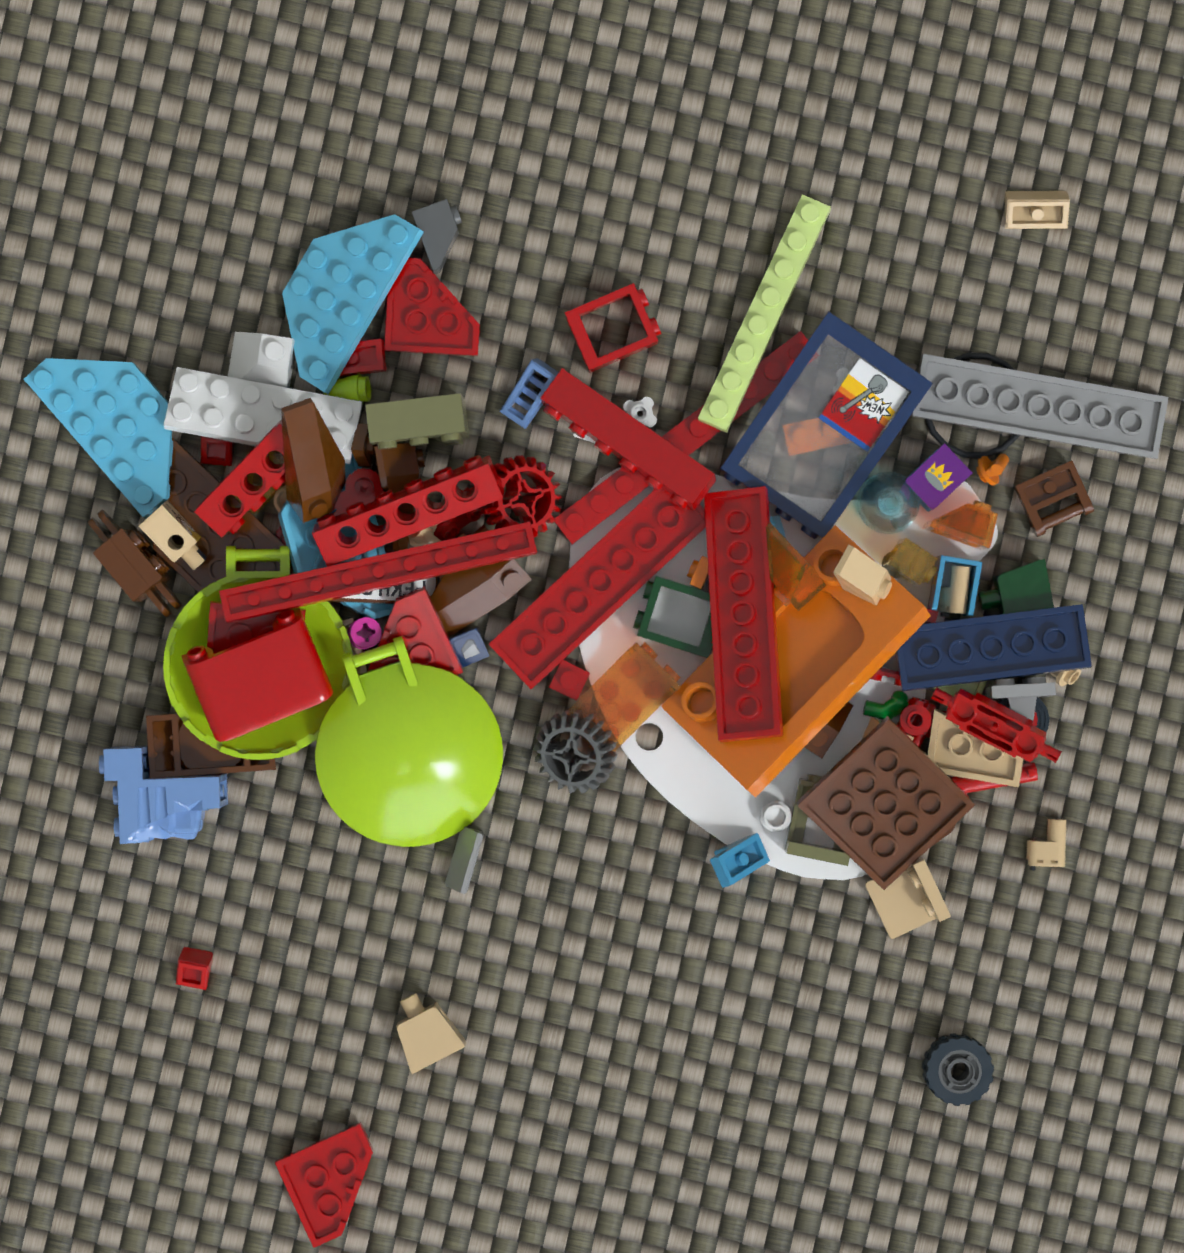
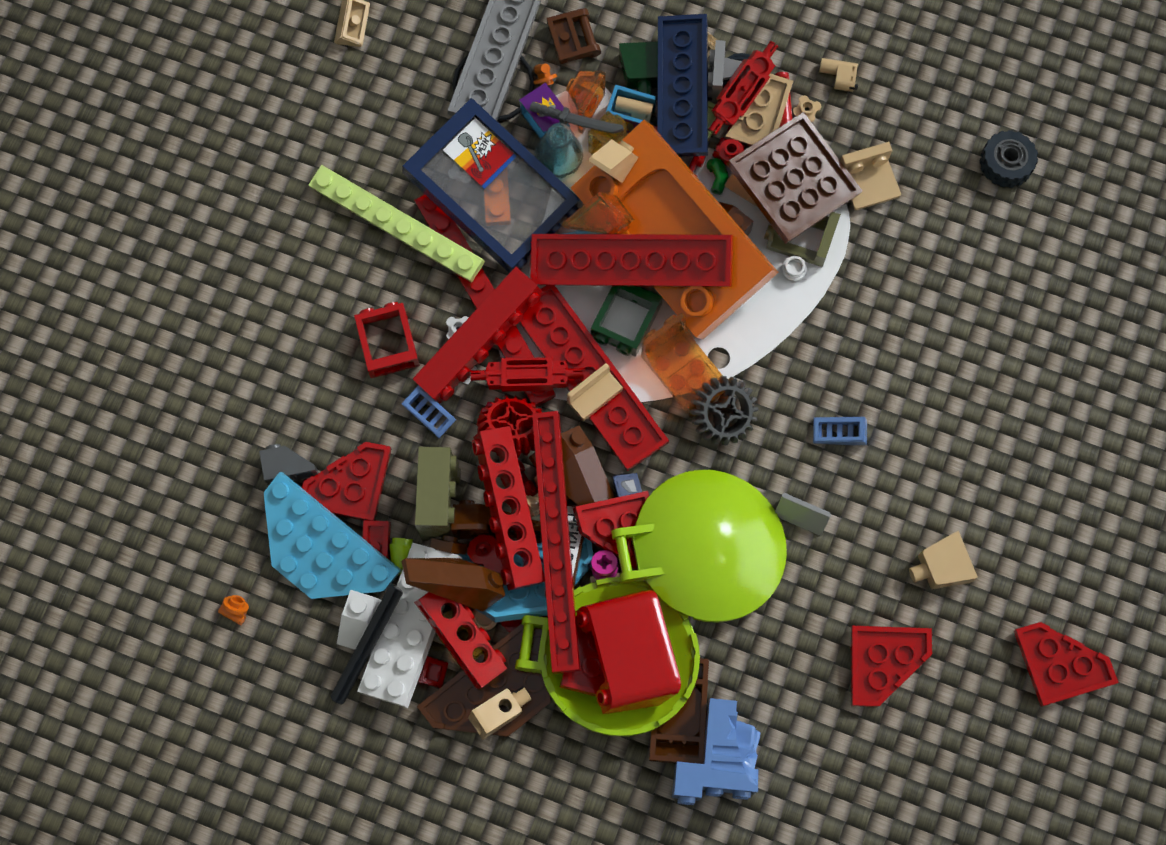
camera: 85 degrees left, 15 degrees down
(115, 420) = (392, 753): medium azure plate -> none
(133, 565) = (518, 752): reddish brown brick -> none
(194, 968) = (870, 754): red slope -> none
(232, 368) = (366, 644): none -> black axle
(258, 204) = (234, 608): none -> orange plate
(303, 975) = (884, 660): none -> red plate
(569, 680) = (665, 412): red plate -> none
(573, 592) = (593, 392): none -> tan panel
(578, 921) = (861, 422): none -> medium blue slope
(592, 539) = (527, 374): none -> red piece
(698, 573) = (592, 297): orange plate -> none
(739, 859) = (826, 299): dark azure slope -> none
(923, 507) = (567, 117): none -> dark grey sword
(997, 816) = (805, 102): none -> tan plate

